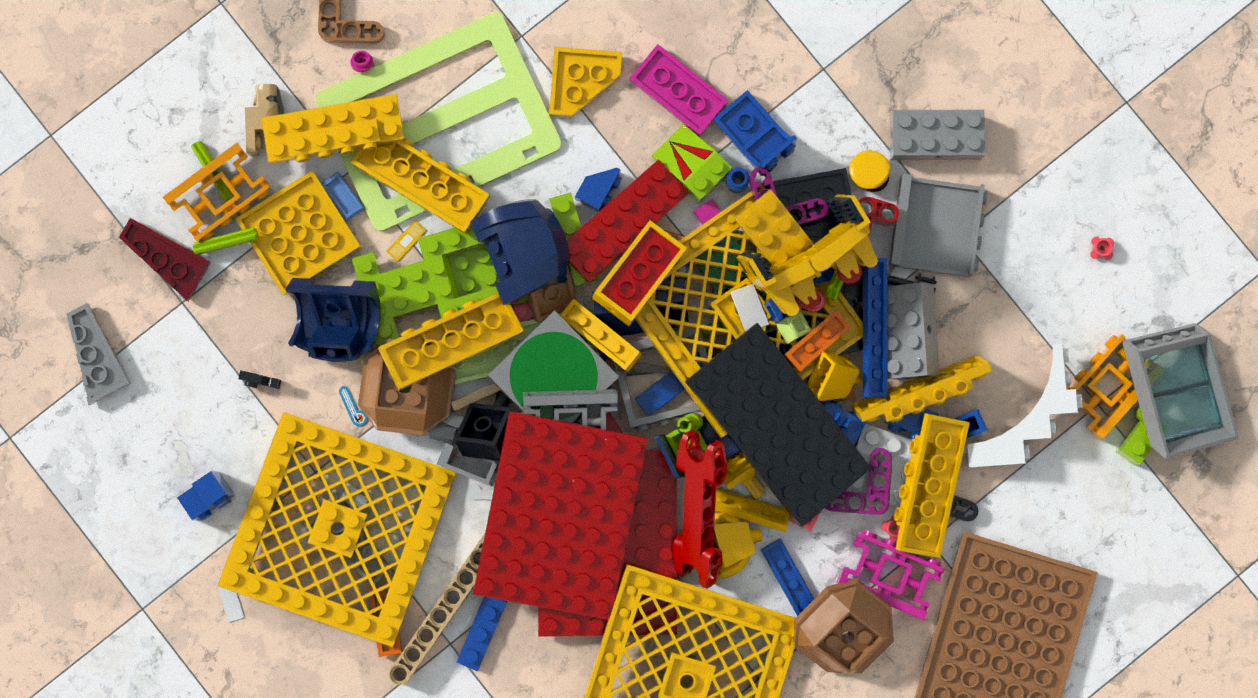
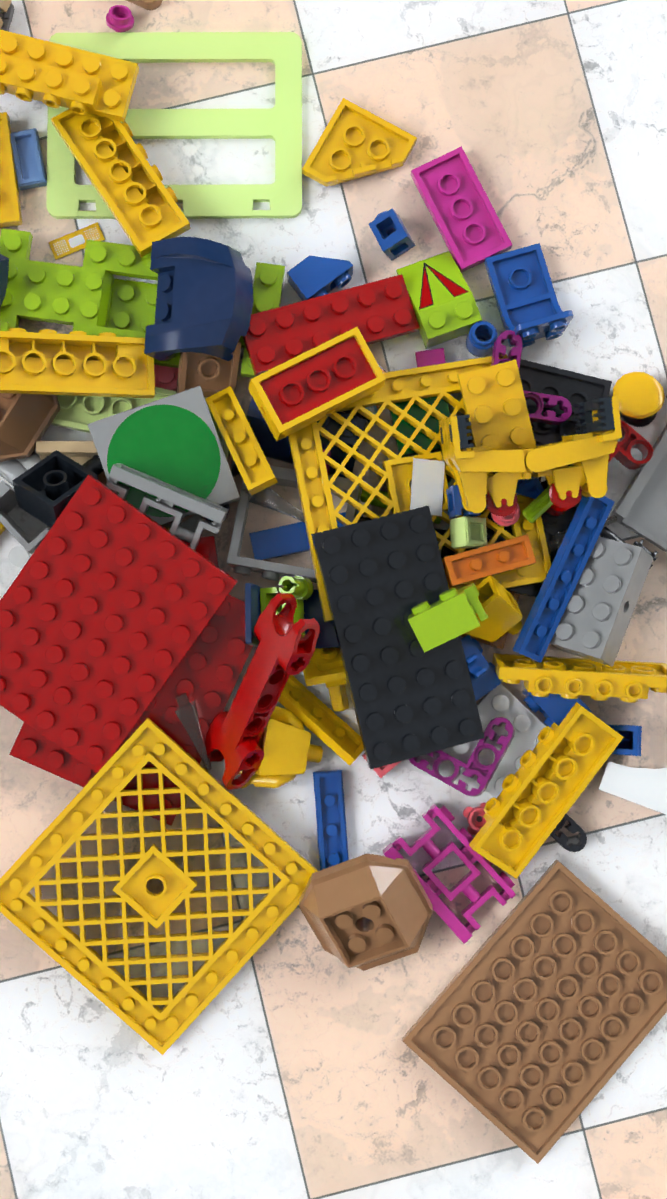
camera: 20 degrees right, 0 degrees up
(627, 131) = (391, 234): none -> blue brick
(653, 548) = (189, 718): none -> clear smoke piece
(807, 395) = (447, 617): none -> lime hinge

